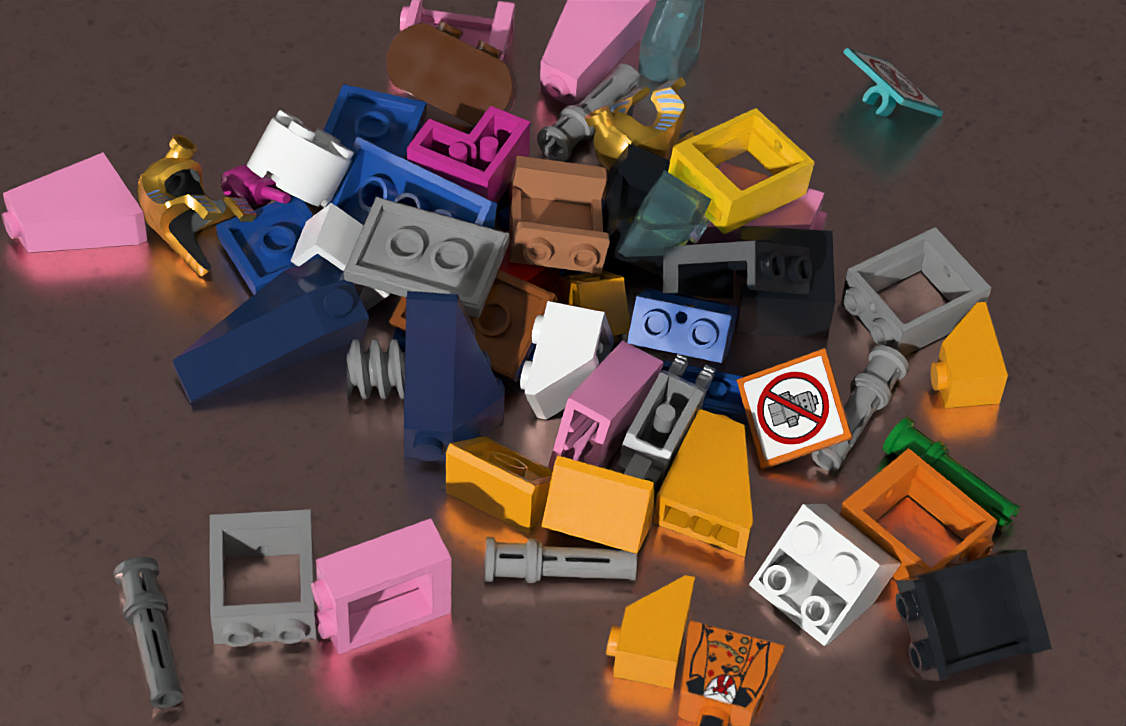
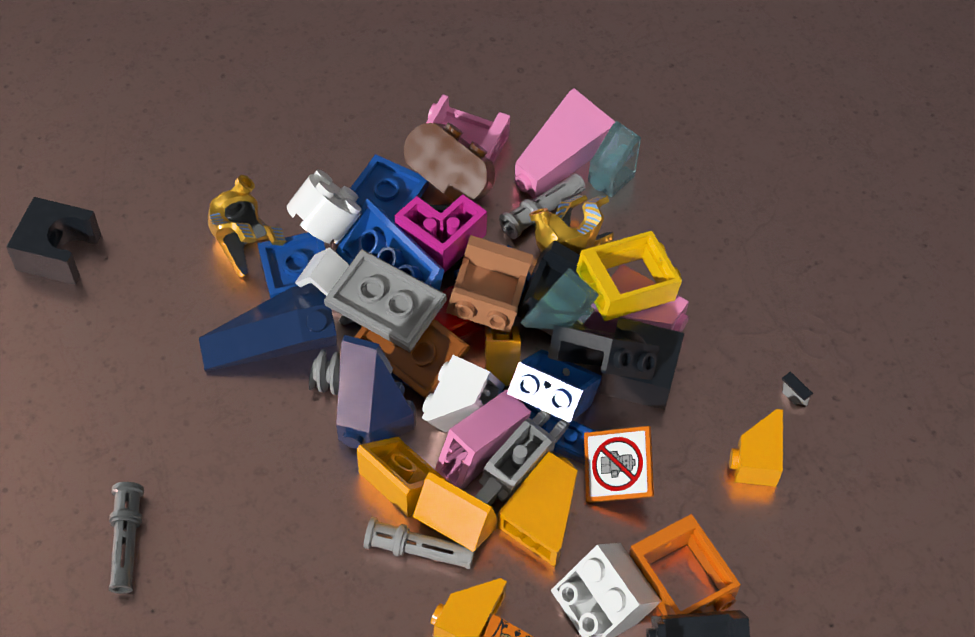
camera: 15 degrees right, 5 degrees up
(75, 209) = (166, 213): bright pink slope -> none
(244, 183) = (281, 218): dark pink piece -> none
(254, 536) = (217, 481): light grey window -> none
(382, 586) = (284, 541): bright pink window -> none
(868, 393) = (679, 461): light grey pin -> none
(891, 86) = (766, 224): teal piece -> none
(936, 455) = (720, 536): green pin -> none
(941, 265) = (763, 374): light grey window -> none
(997, 279) = (796, 390): none -> black piece

